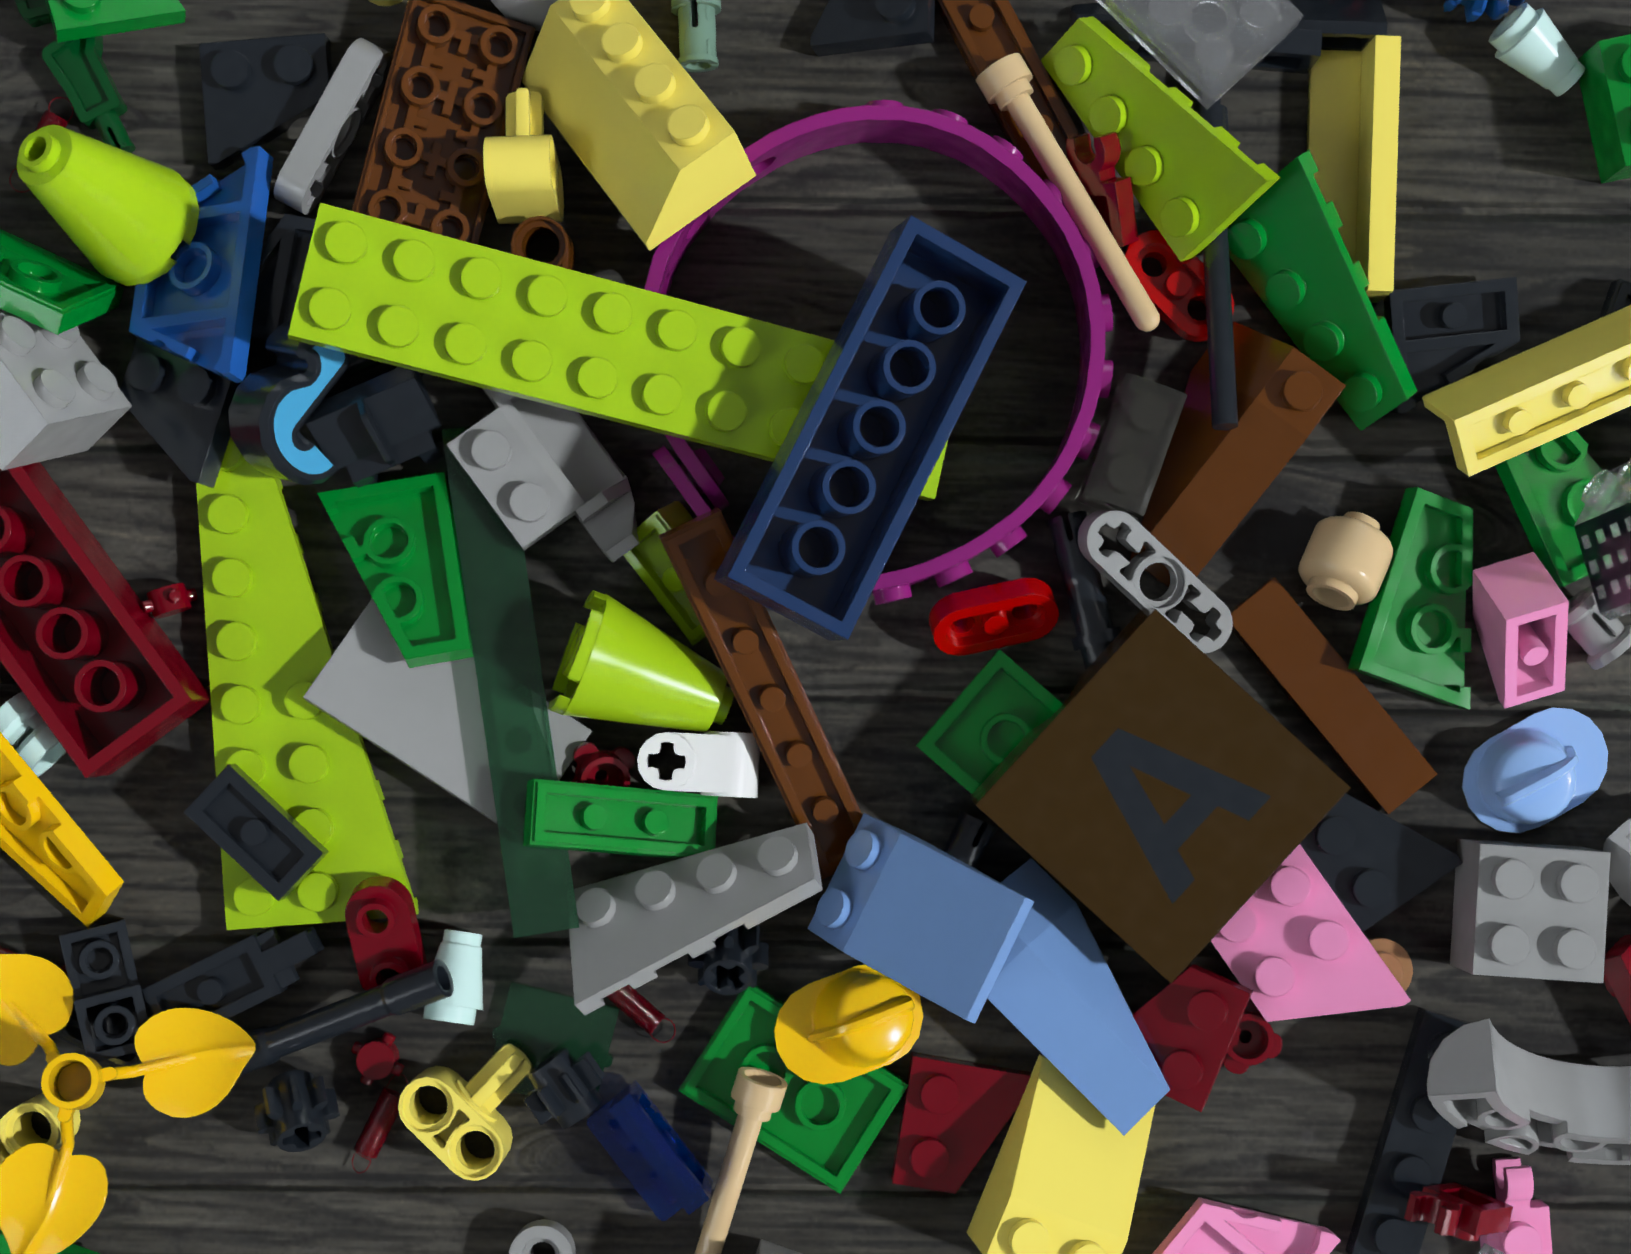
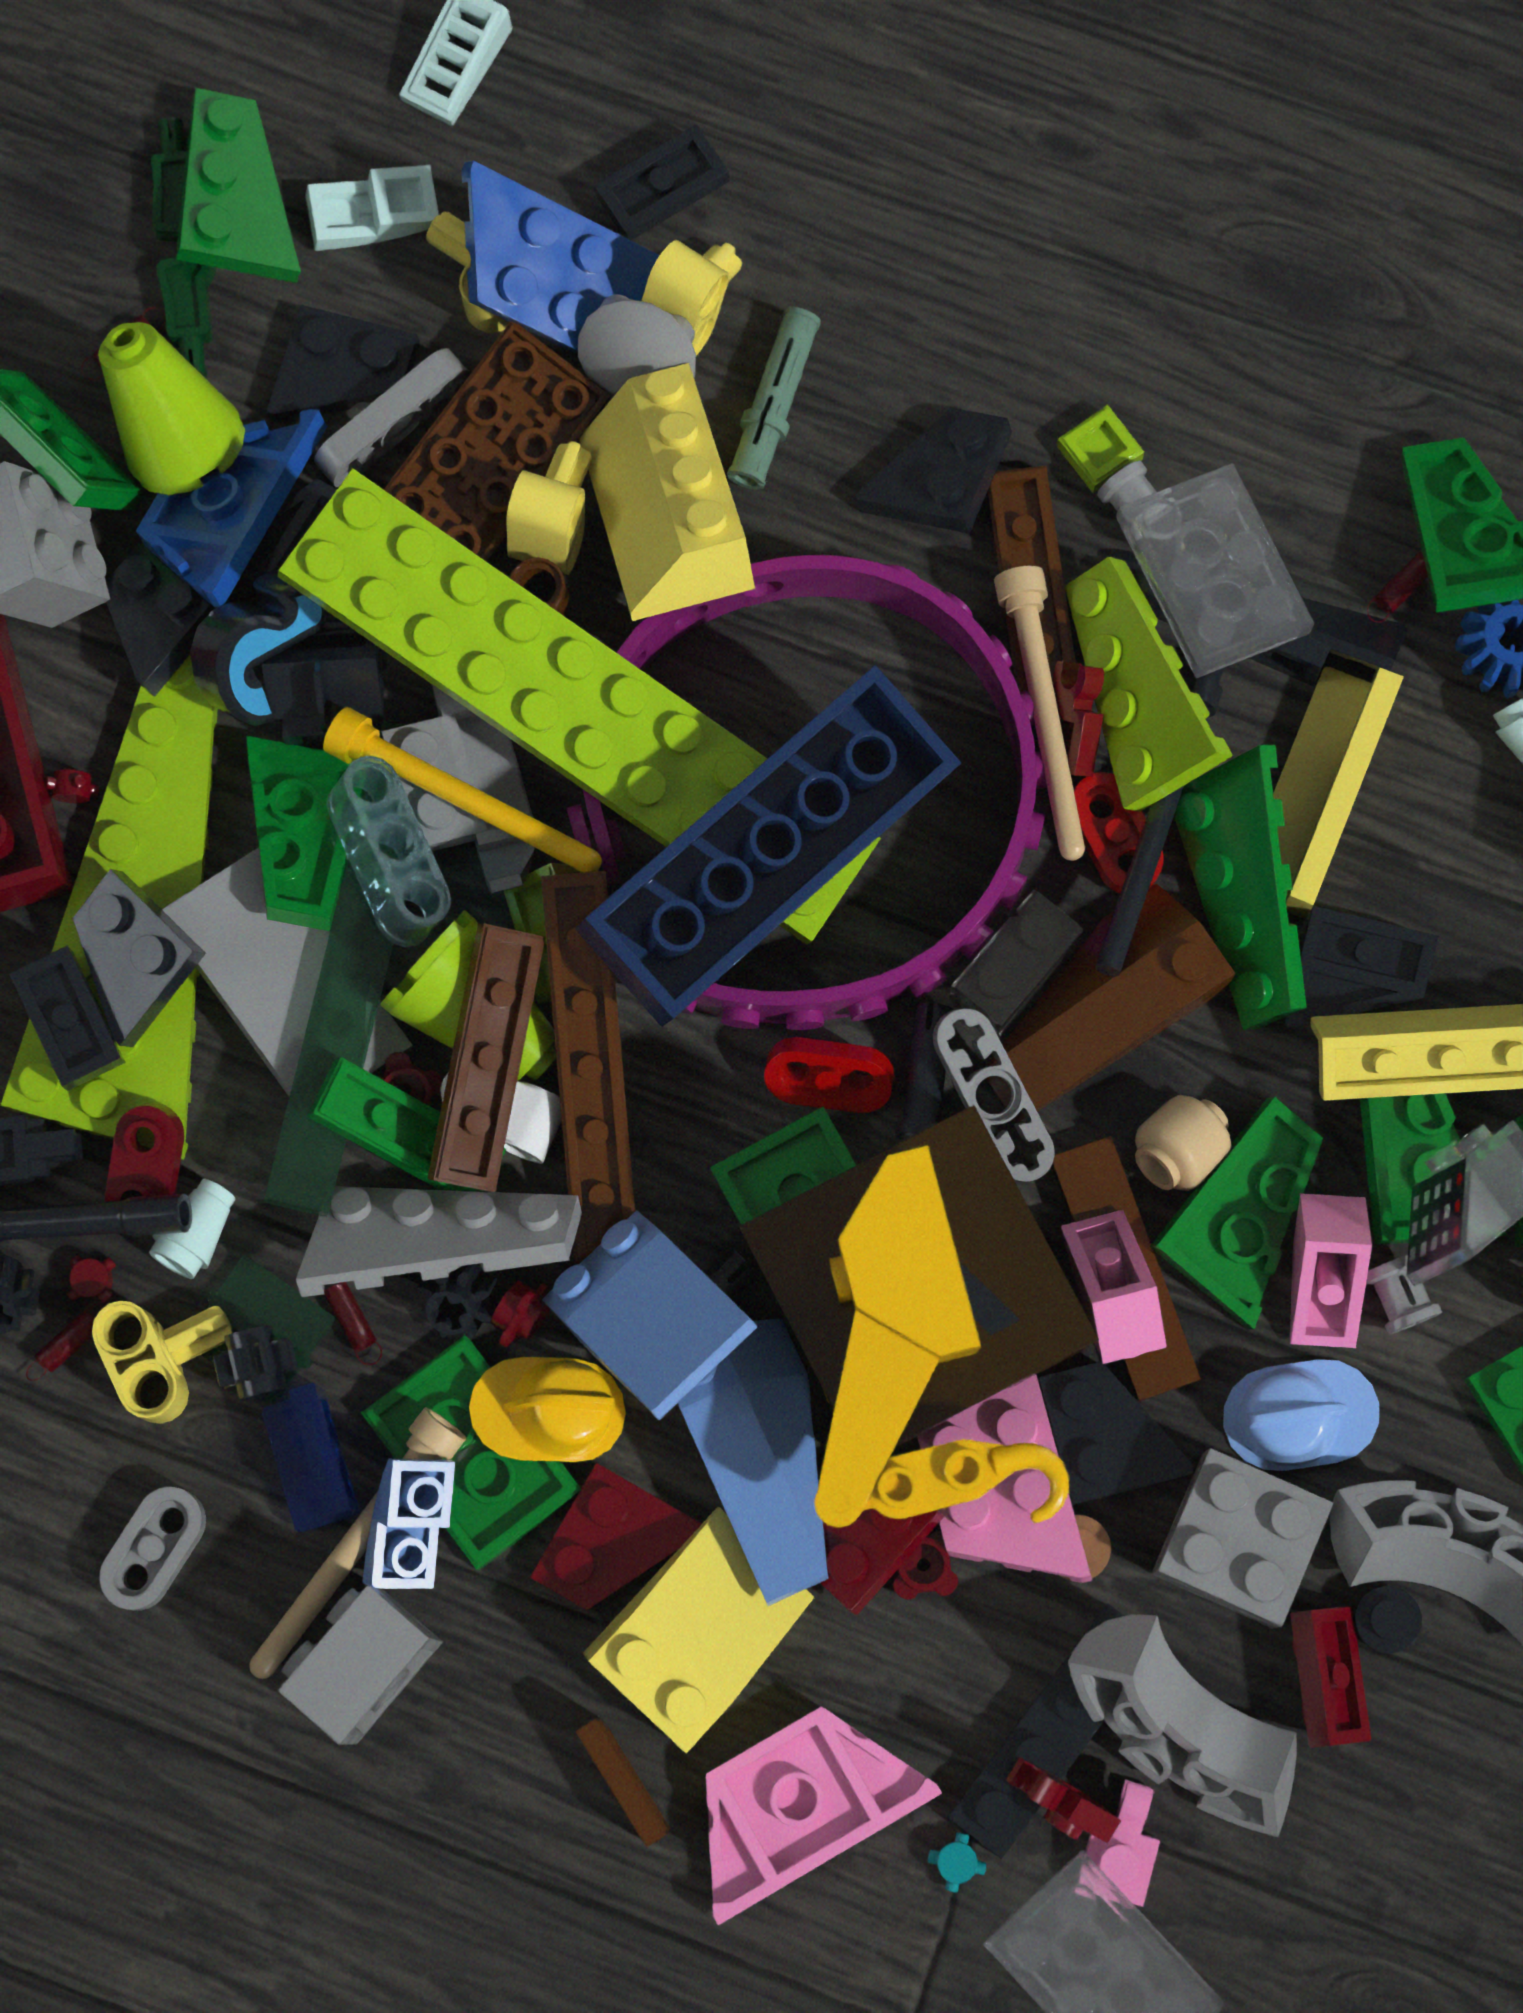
camera: 25 degrees right, 10 degrees down
(294, 747) = (132, 954): none -> wing
(425, 463) = (354, 737): none -> yellow piece
(495, 530) = (392, 823): none -> clear light blue beam
(672, 728) = (486, 1057): none -> reddish brown tile
(762, 1182) = (406, 1523): none -> slope
(791, 946) = (520, 1312): none -> dark red plate
(1178, 853) = (906, 1320): none -> yellow slope
(1335, 720) = (1114, 1286): none -> bright pink slope

